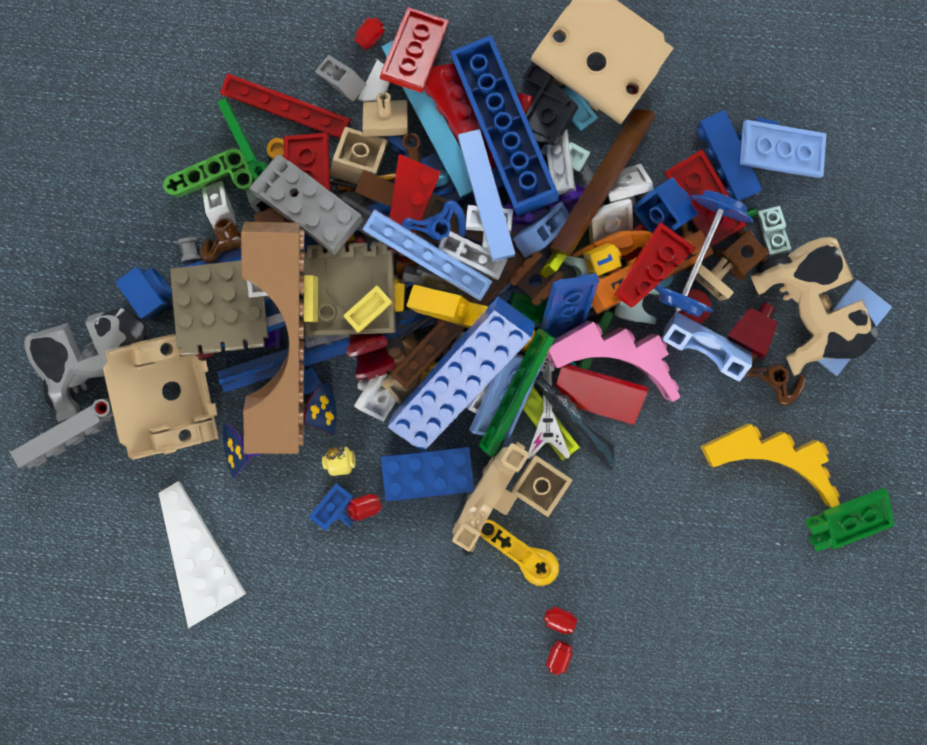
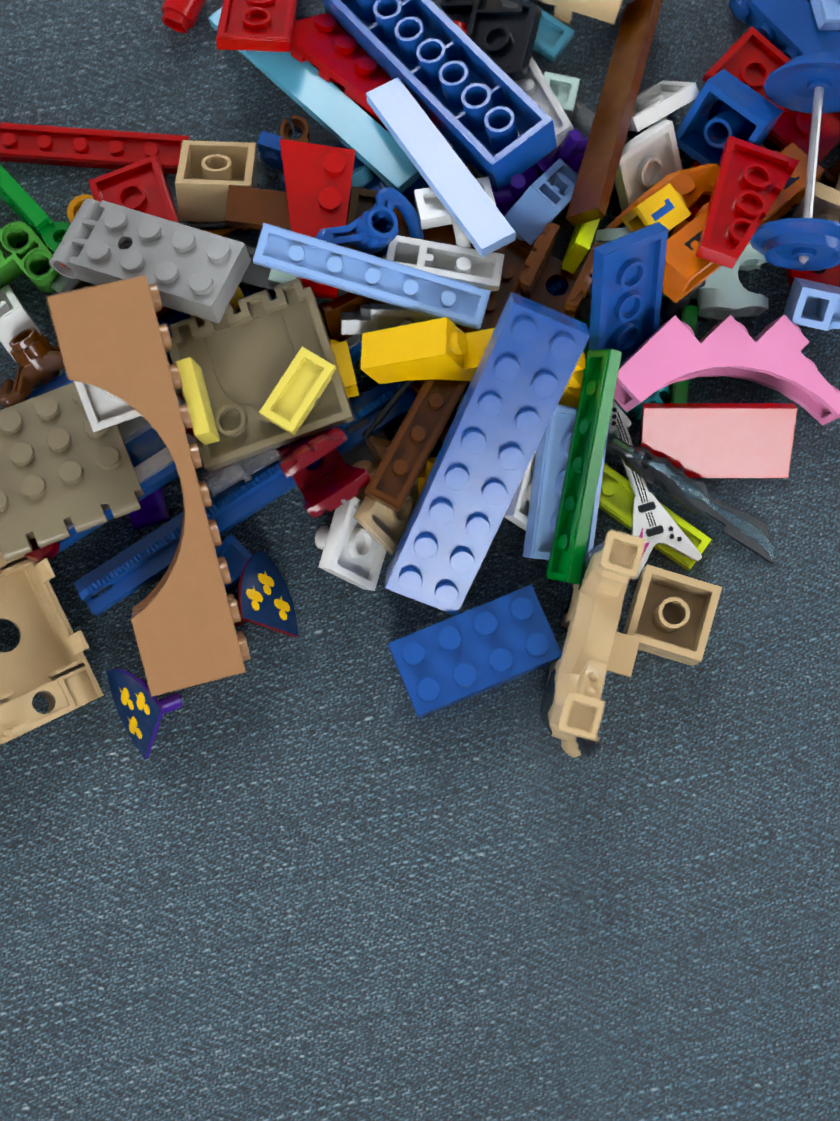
camera: 15 degrees left, 10 degrees down
(200, 566) = (129, 931): white wing -> none
(332, 508) = (330, 758): blue plate -> none
(339, 461) = (318, 674): light yellow head -> none
(341, 77) = (159, 76): light grey arch -> none
(364, 507) = (383, 740): red brick -> none
(374, 84) = (215, 77): white tile -> none
(385, 117) = (242, 111): tan tile -> none
(525, 556) = (682, 748): yellow beam -> none
(559, 658) = (796, 906): red brick -> none
(560, 620) = (776, 839): red brick -> none

